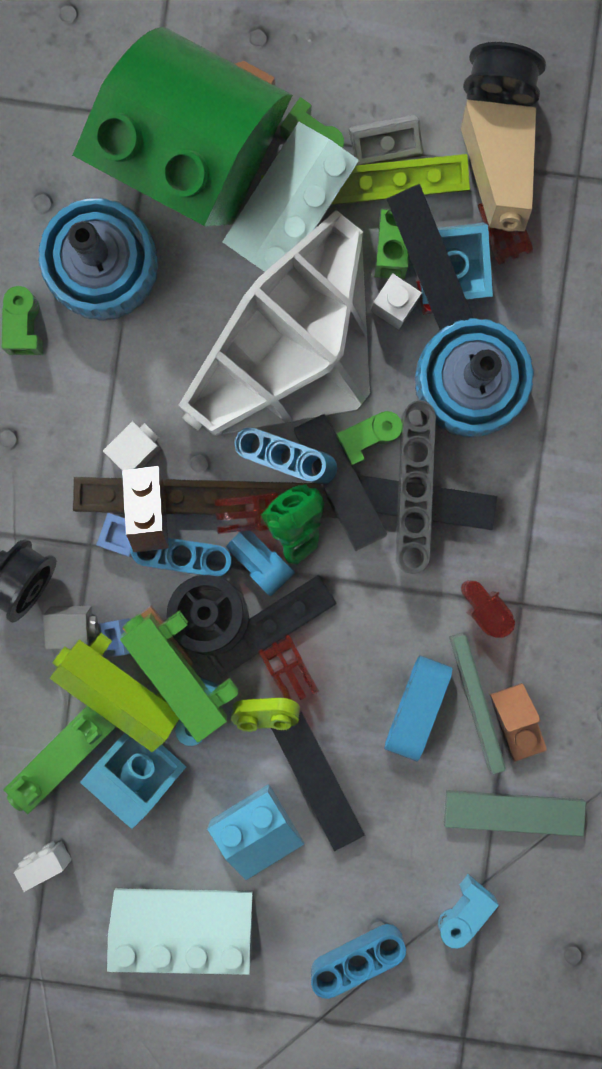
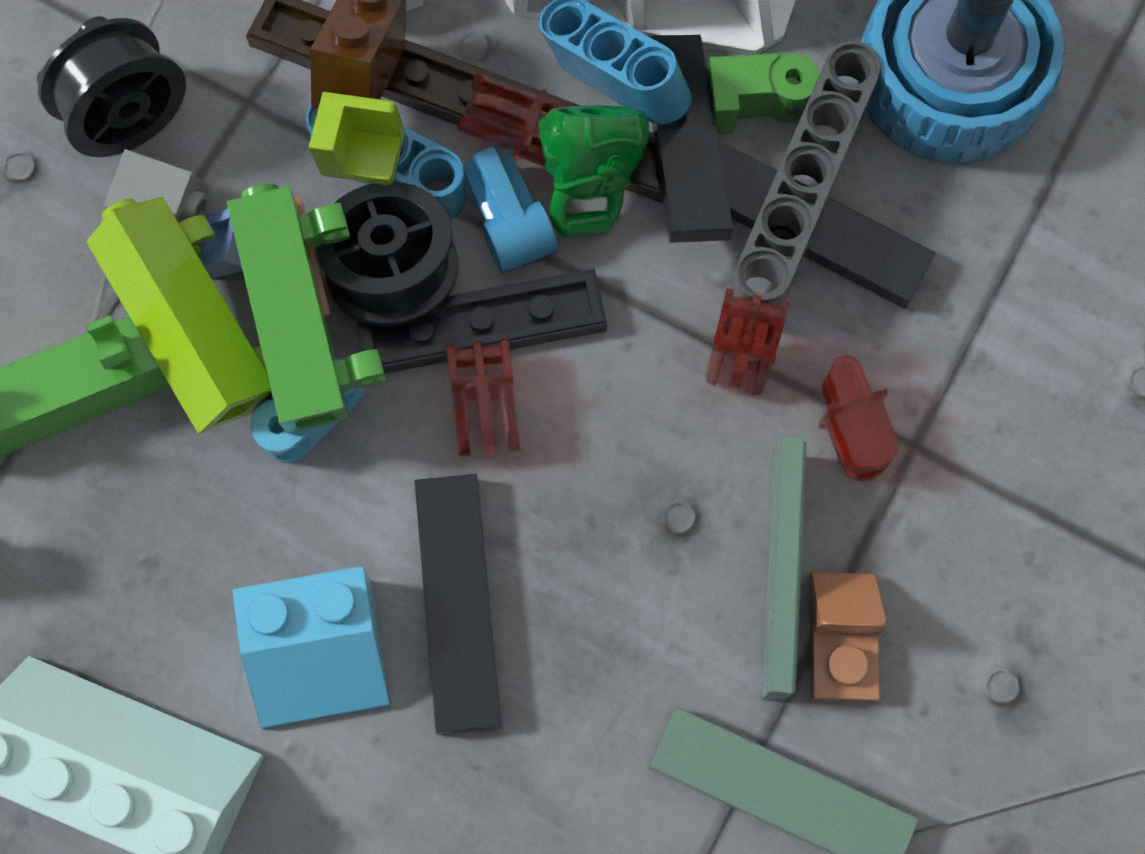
camera: 20 degrees right, 15 degrees down
(114, 535) = (290, 92): medium blue plate -> none
(132, 778) = (146, 469): medium azure slope -> none
(168, 565) = (357, 138): none -> lime panel
(265, 713) = (409, 443): lime plate -> none
(416, 591) = (747, 333): none -> clear red arm
(418, 708) = (677, 541): dark azure beam -> none

